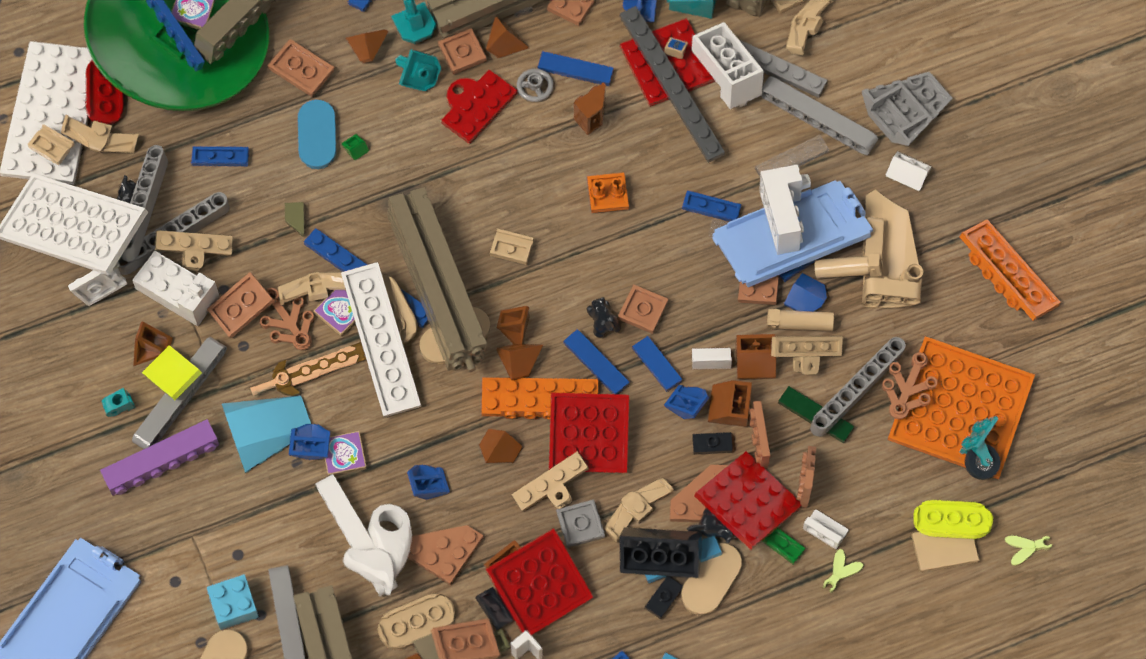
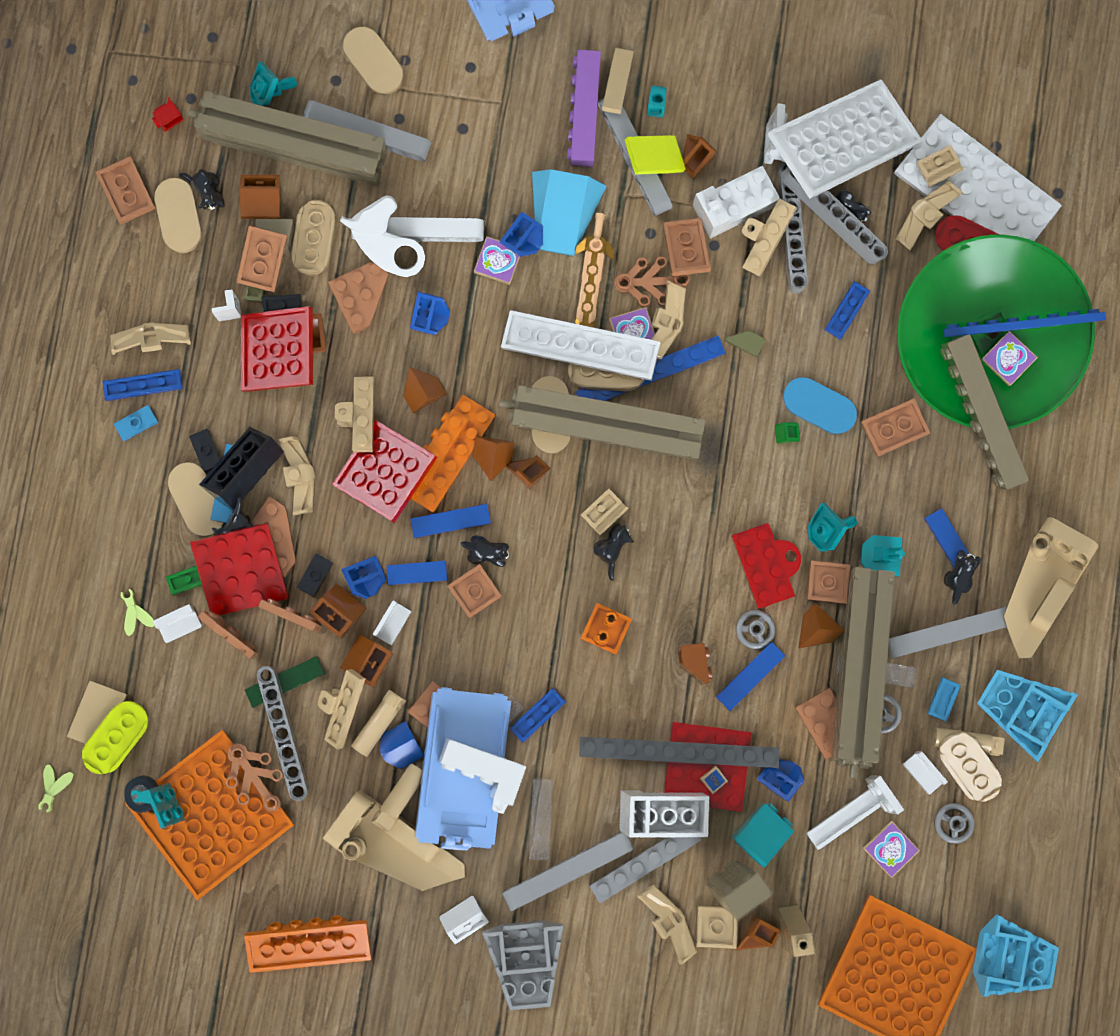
camera: 115 degrees right, 15 degrees up
(119, 441) = (617, 81): none -> tan tile
(232, 602) = (419, 98): medium azure brick -> none
(367, 44) = (886, 501): dark orange slope -> none
(538, 224) = (610, 548): none -> black animal
(580, 523) = (312, 419): light grey plate -> none

